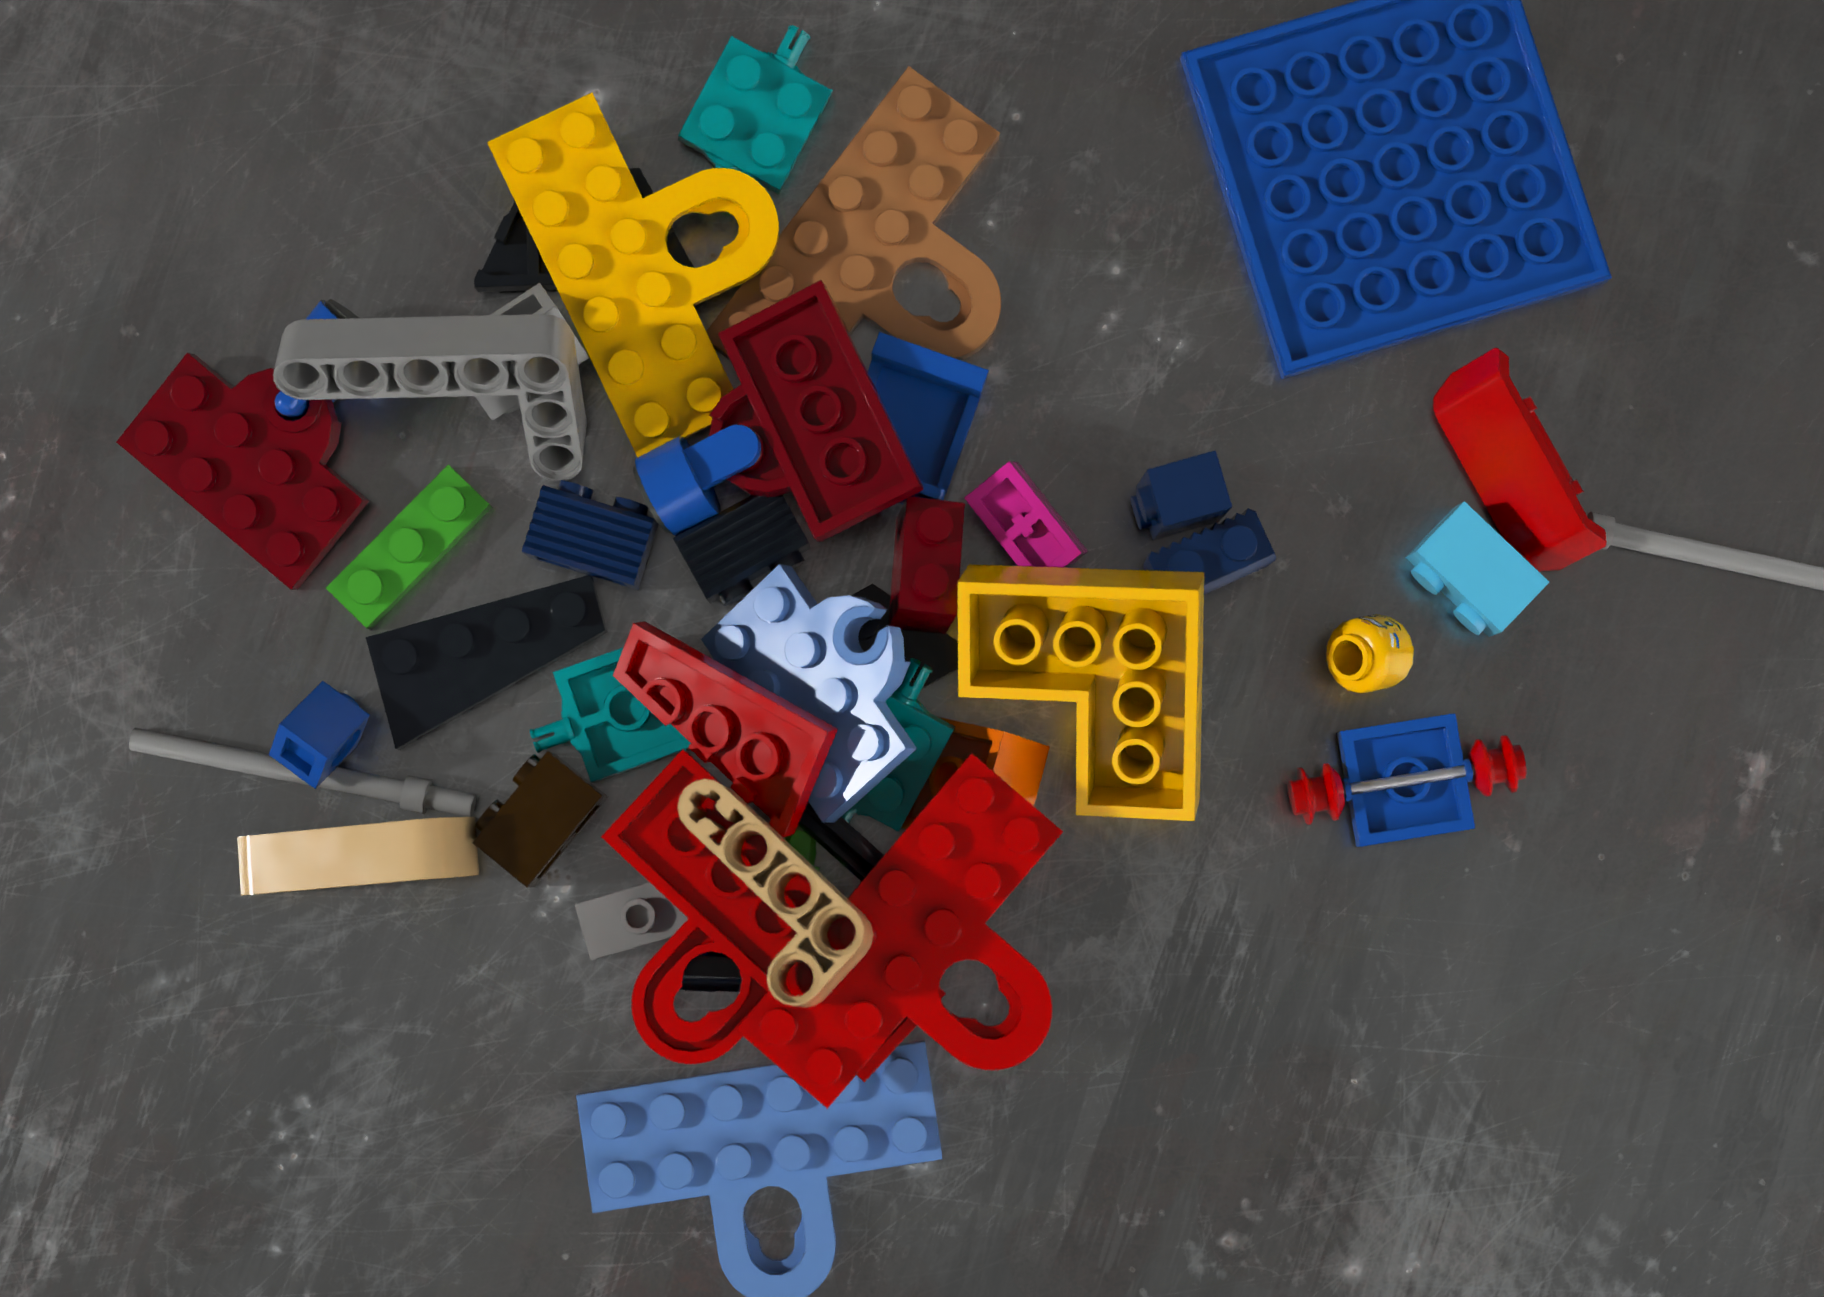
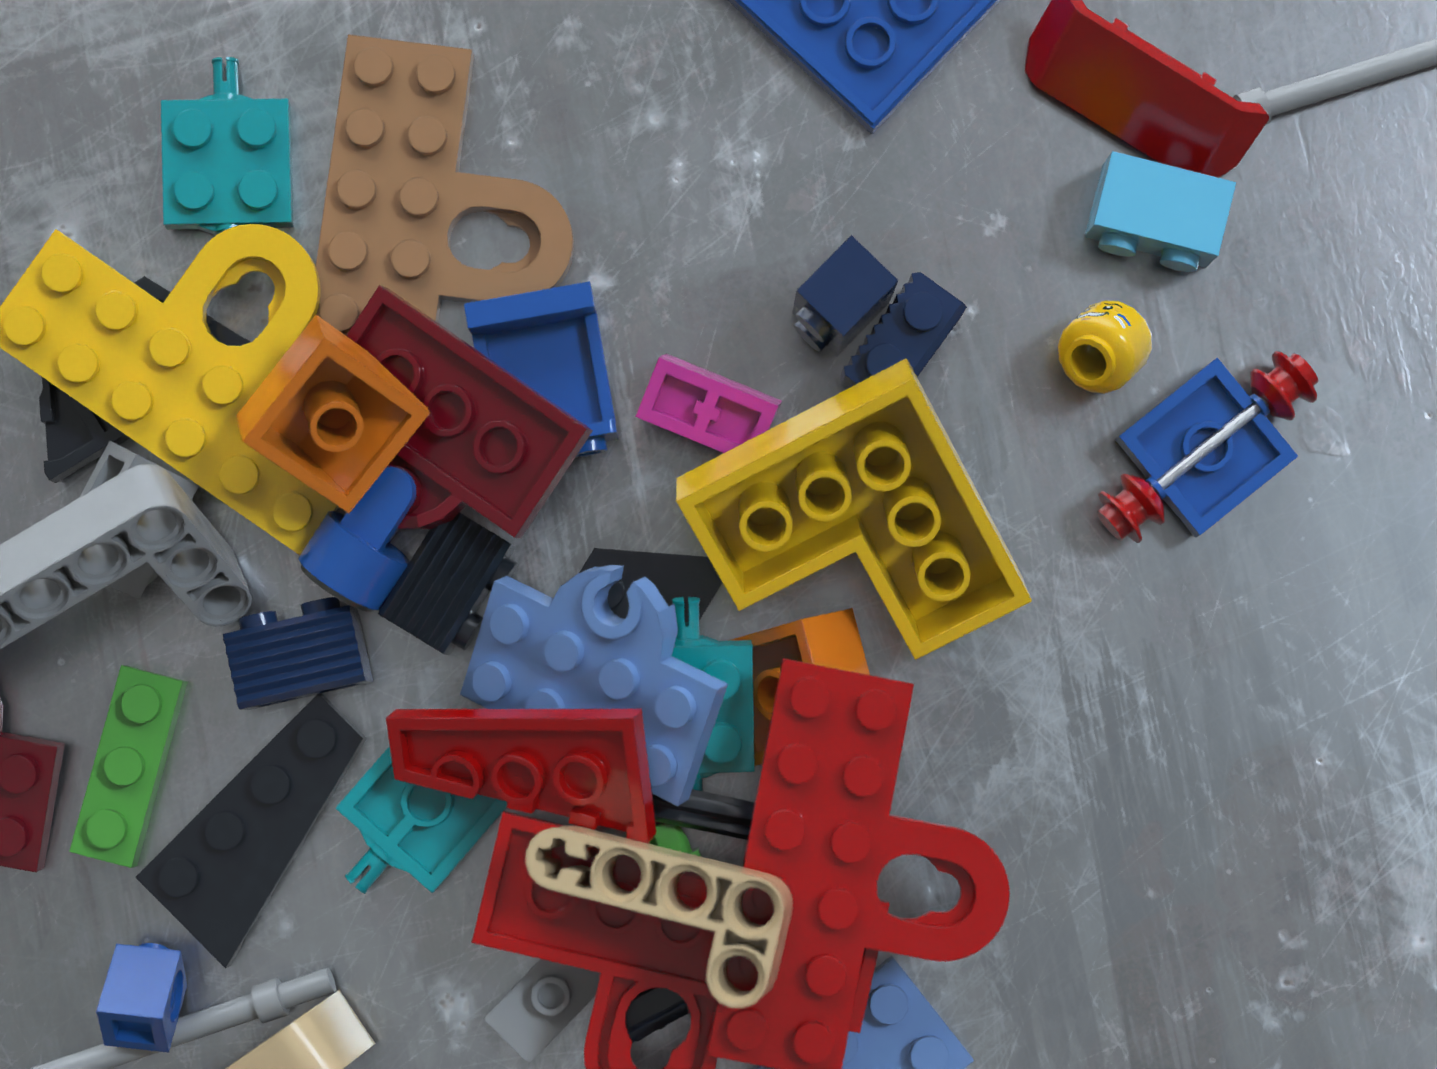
camera: 25 degrees left, 0 degrees up
(538, 818) = (400, 956): dark brown brick -> none
(725, 361) = (330, 415): none -> orange slope
(926, 565) = (636, 501): dark red brick -> none

